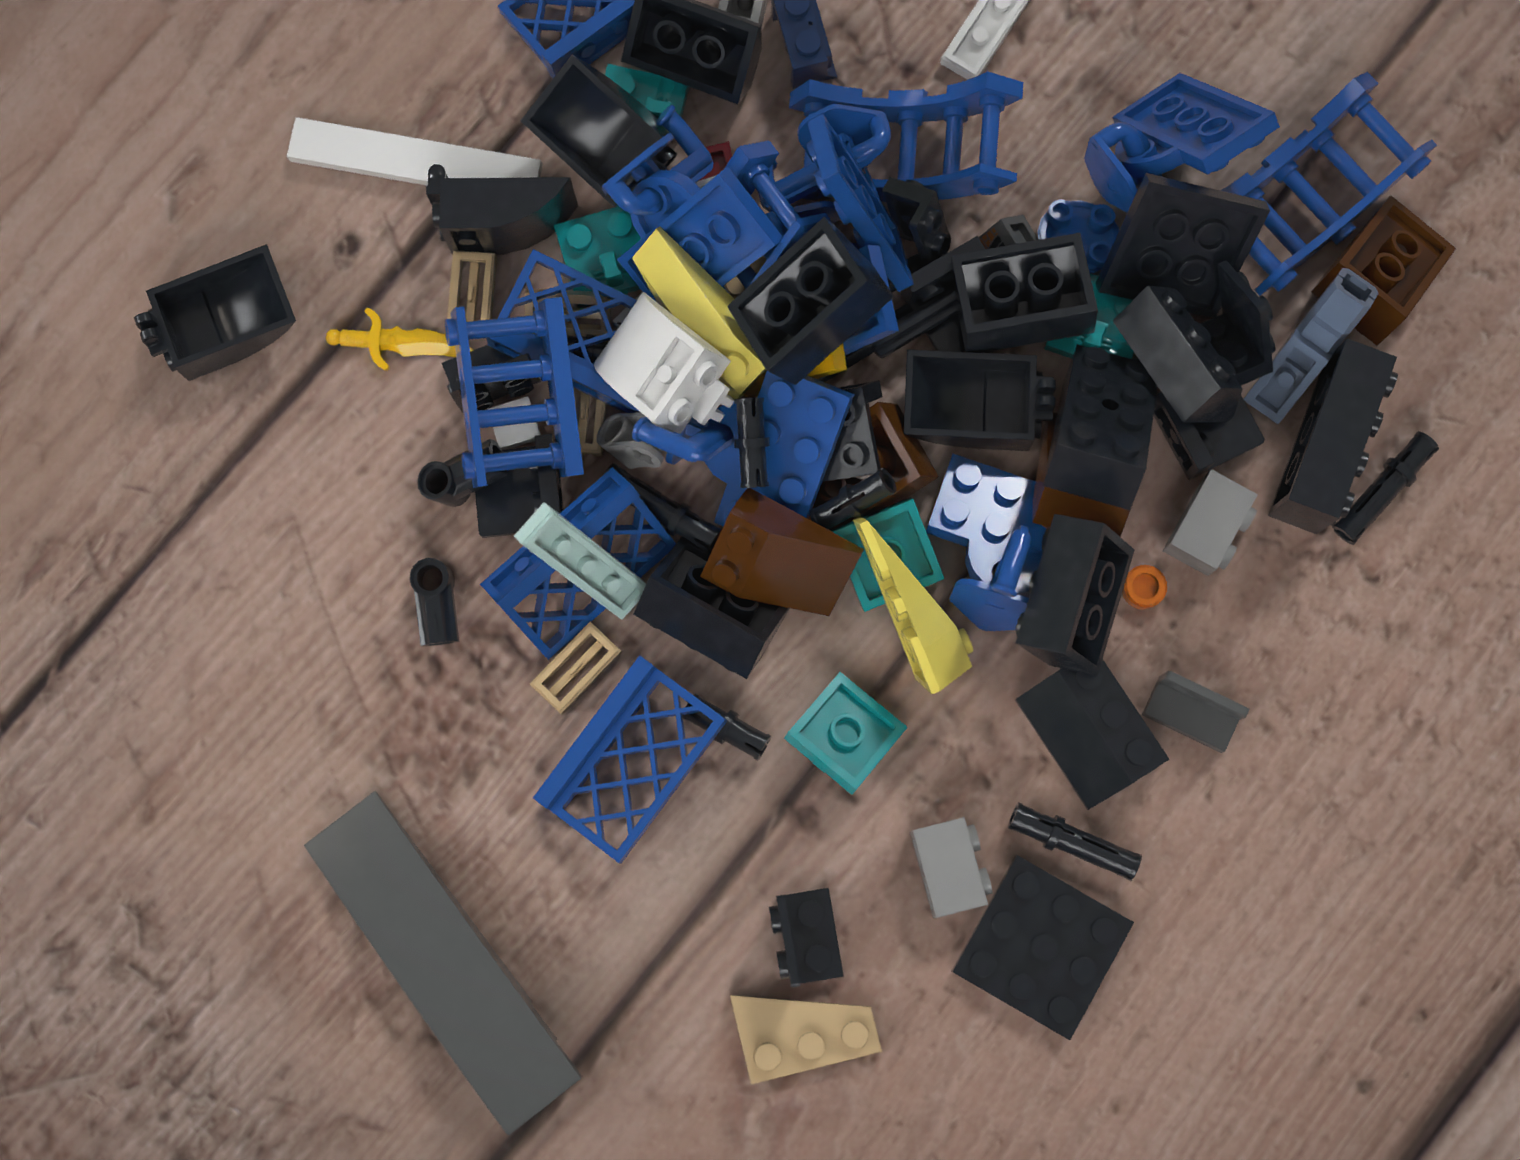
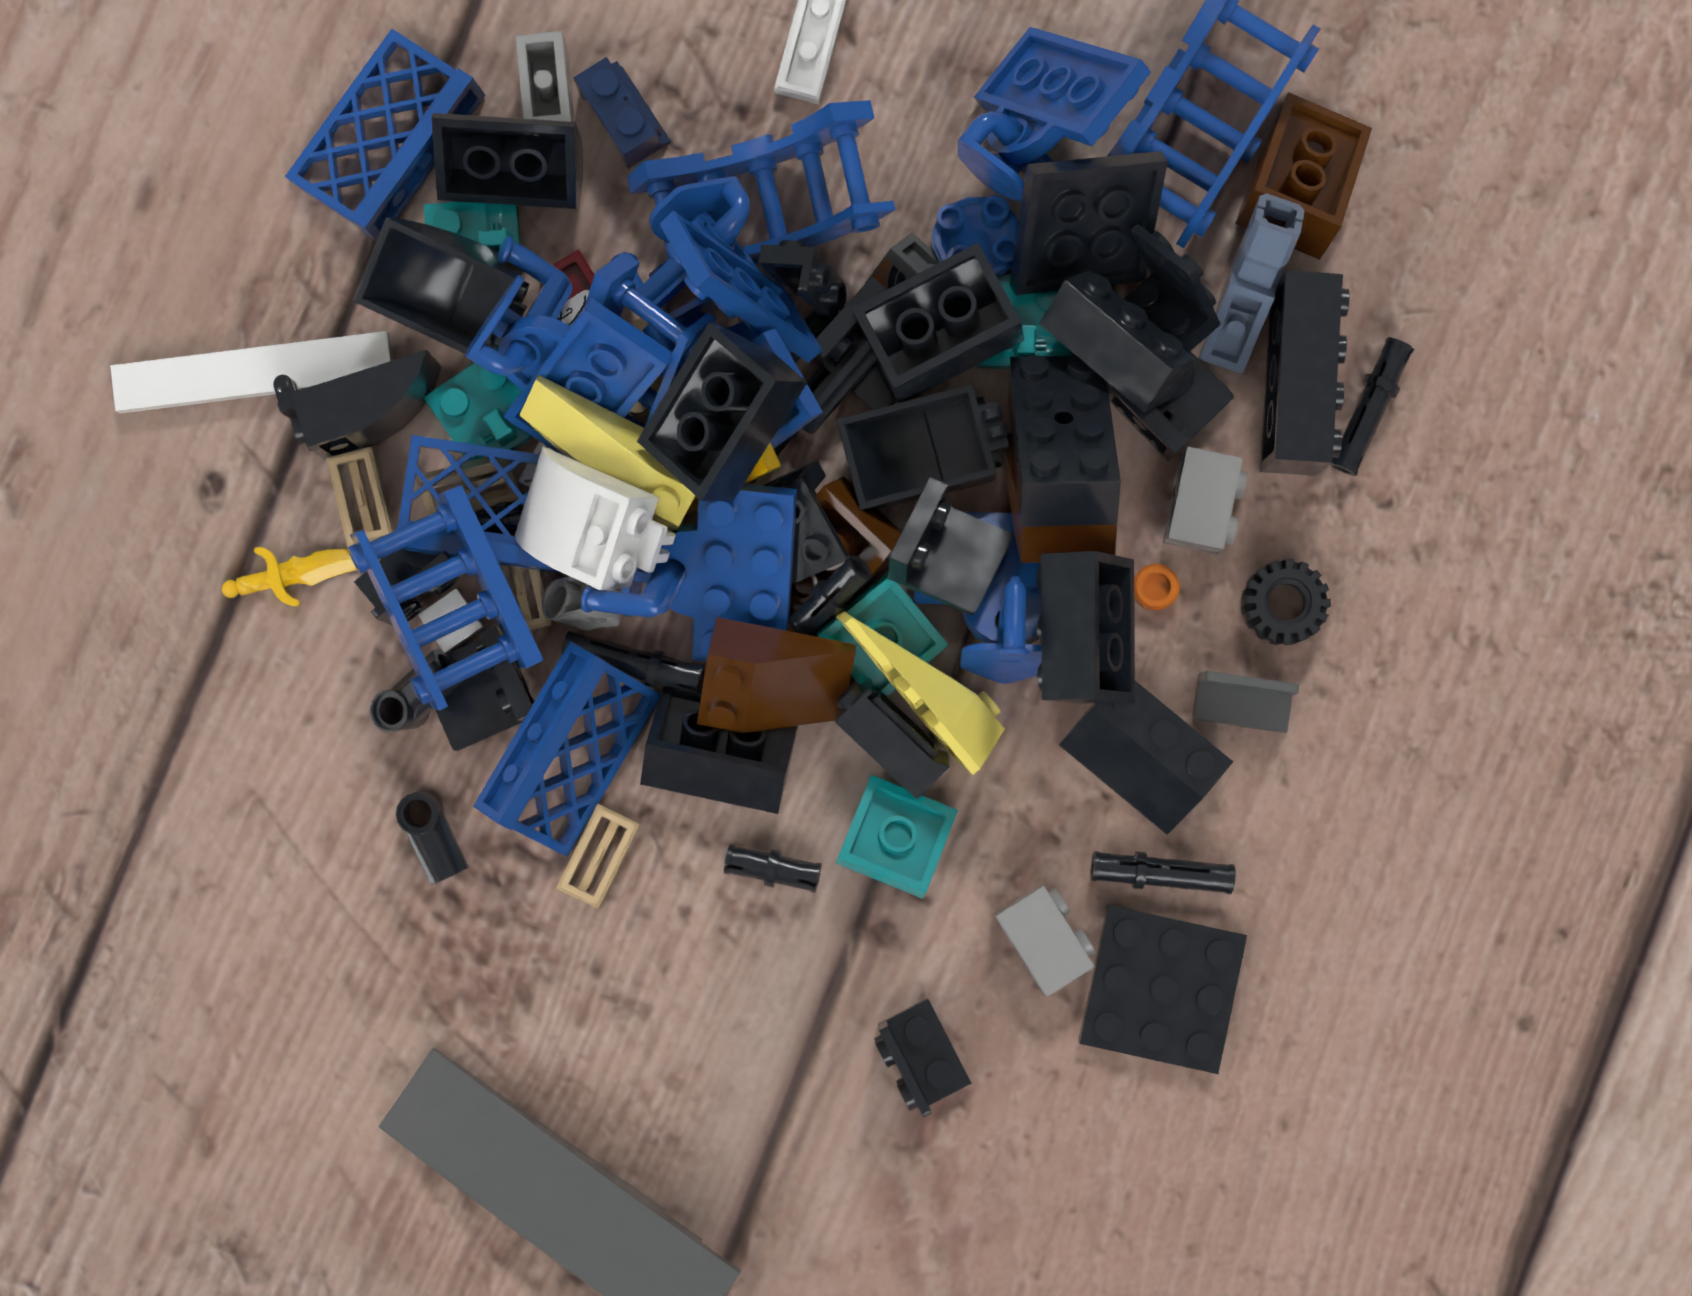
camera: 20 degrees left, 5 degrees up
(217, 314) = (100, 605): black piece -> none
(581, 560) = (570, 751): light aqua tile -> none
(599, 737) = (647, 920): blue fence -> none
(751, 442) = (707, 572): black pin -> none
(799, 1036) = (947, 1155): tan wing -> none
(868, 642) = (890, 737): none -> black window
(969, 493) = (947, 552): none -> black bracket
(1283, 631) = (1312, 592): none -> black tyre

